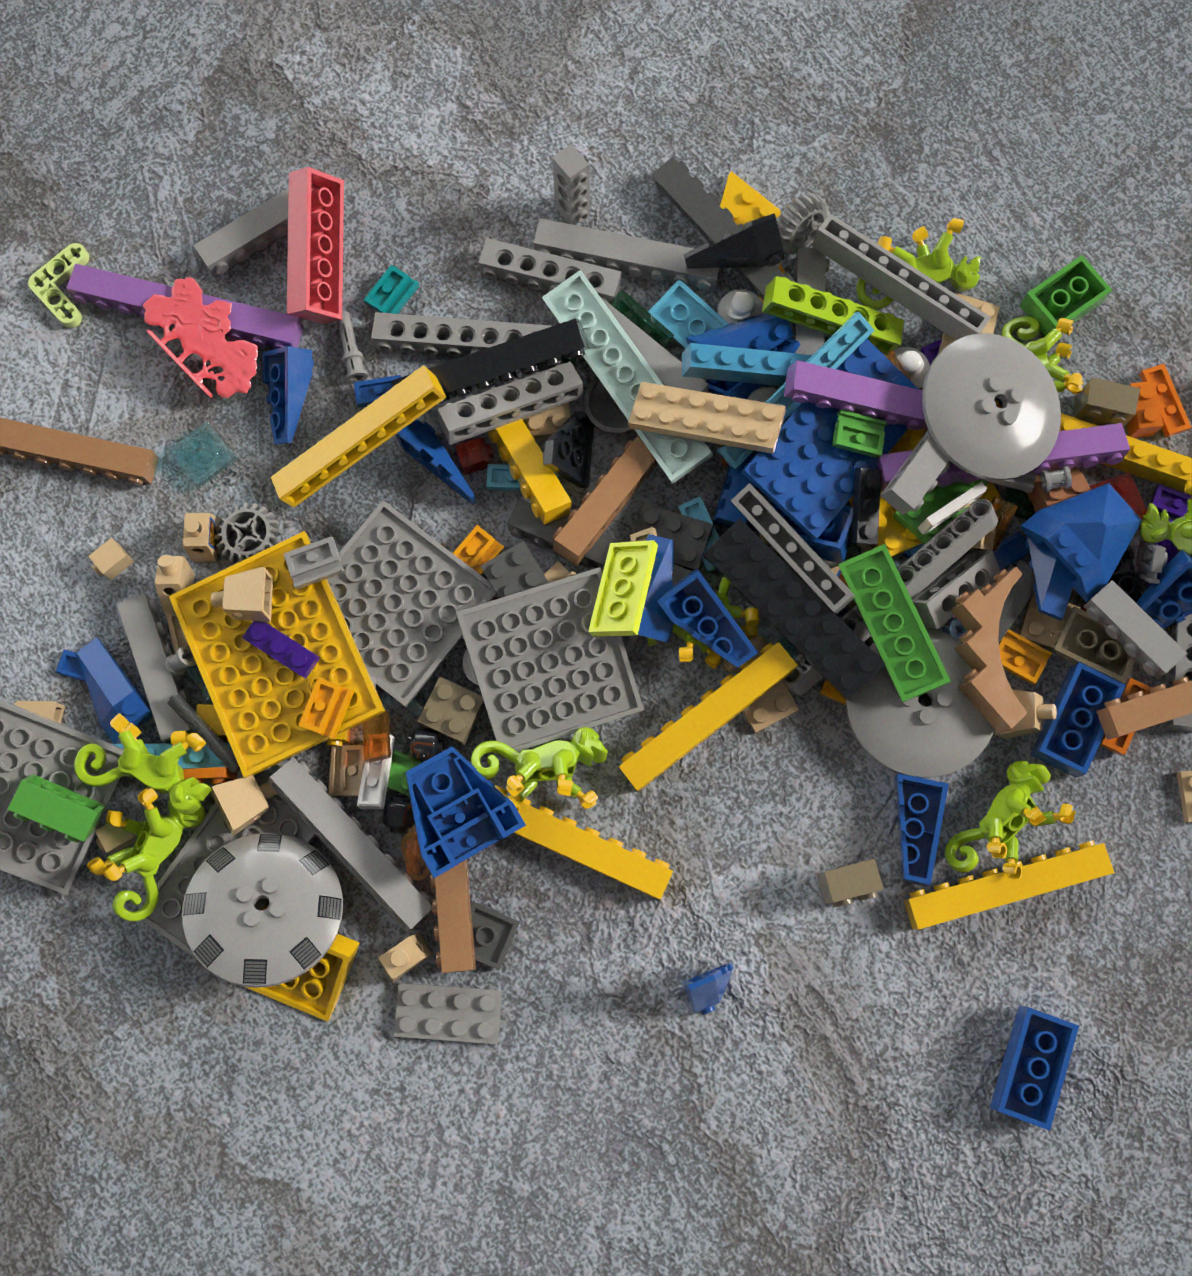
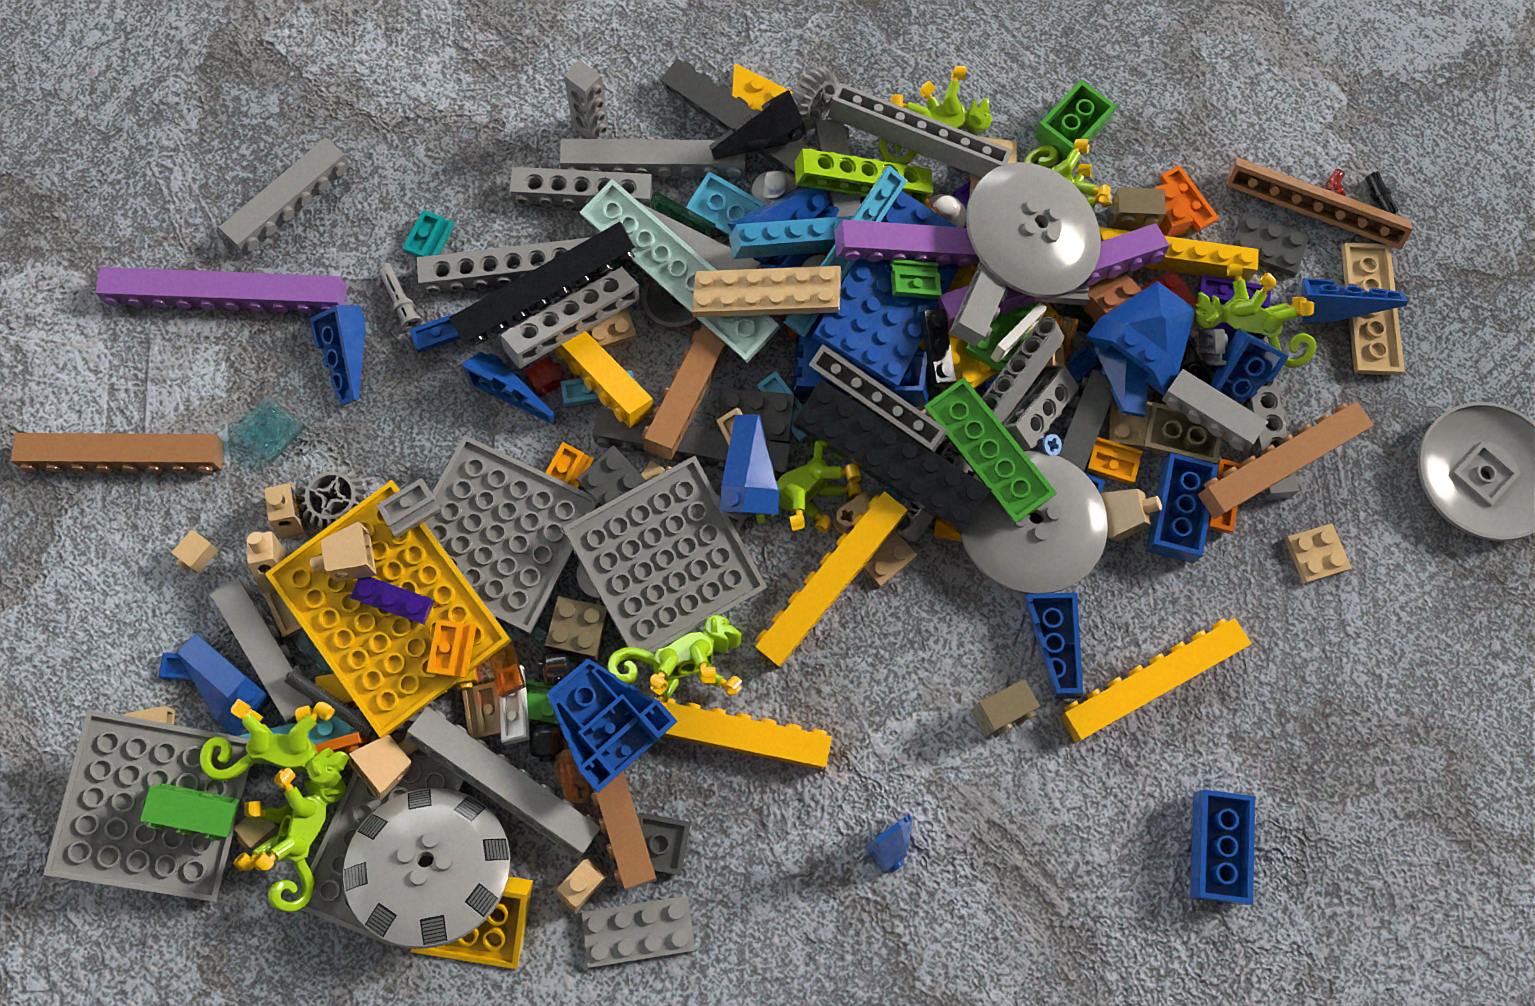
camera: 20 degrees left, 5 degrees down
(51, 286) = (79, 297): yellowish green beam -> none
(180, 661) = (287, 639): light grey bush -> none
(202, 332) = (246, 309): coral plant -> none
(315, 246) = (344, 204): coral brick -> none
(358, 436) = (426, 379): yellow brick -> none
(570, 449) = (640, 351): black plate -> none
(623, 588) = (723, 470): neon yellow plate -> none
(703, 615) = (805, 479): blue wedge -> none
(979, 647) = (1075, 457): medium nougat arch -> none
(1006, 817) = (1138, 612): lime animal -> none
(1056, 479) = (1108, 286): light grey bush -> none

